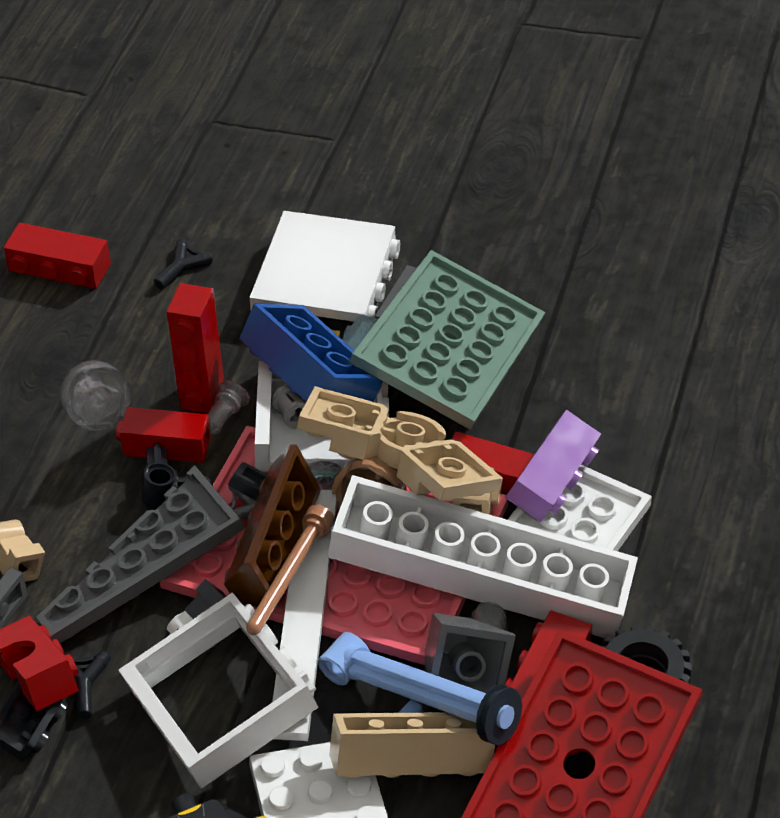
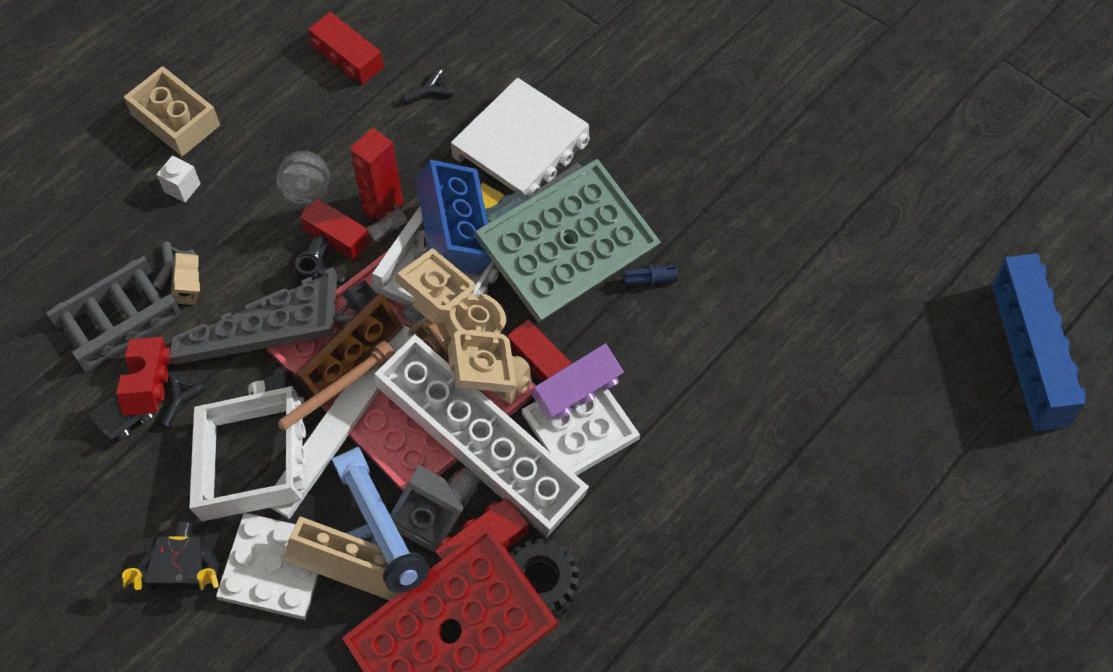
camera: 25 degrees right, 15 degrees up
(557, 346) = (651, 275): none -> dark blue axle

